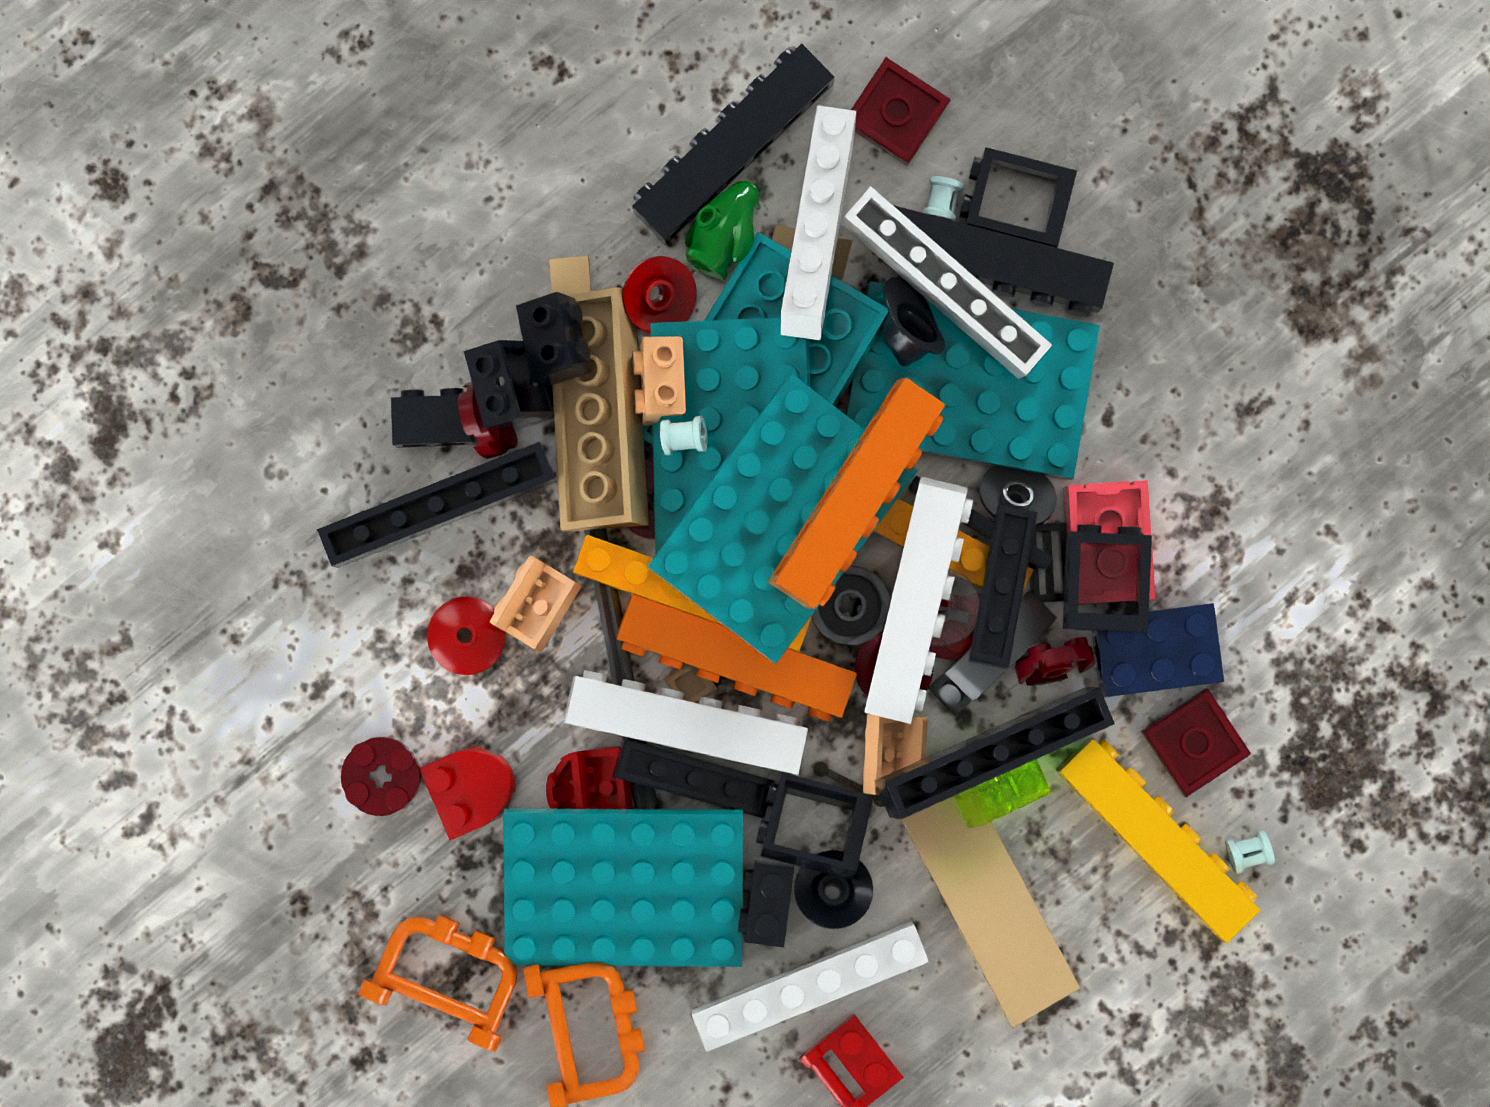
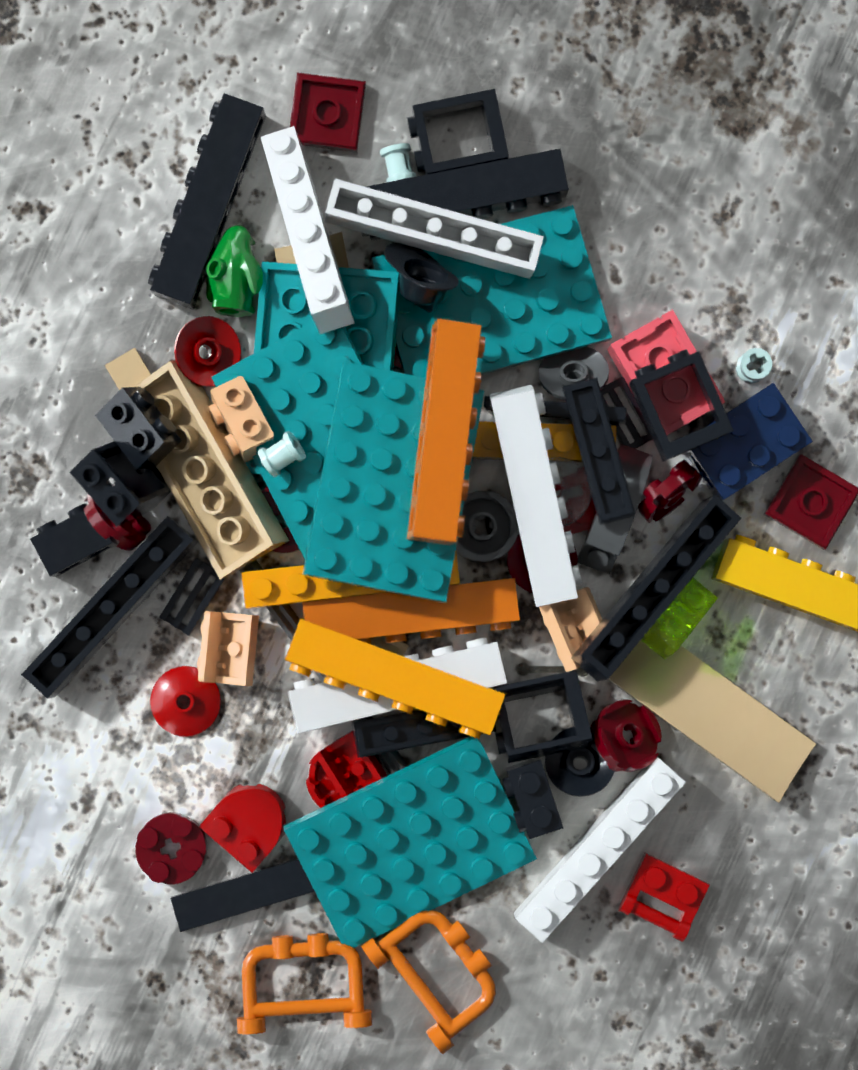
camera: 30 degrees left, 0 degrees up
(428, 857) = (240, 894): none -> black tile
(516, 521) = (177, 621): none -> black tile
(688, 714) = (394, 677): none -> light orange brick
(873, 887) = (610, 741): none -> dark red plate
(1210, 566) = (754, 355): none -> light aqua bush

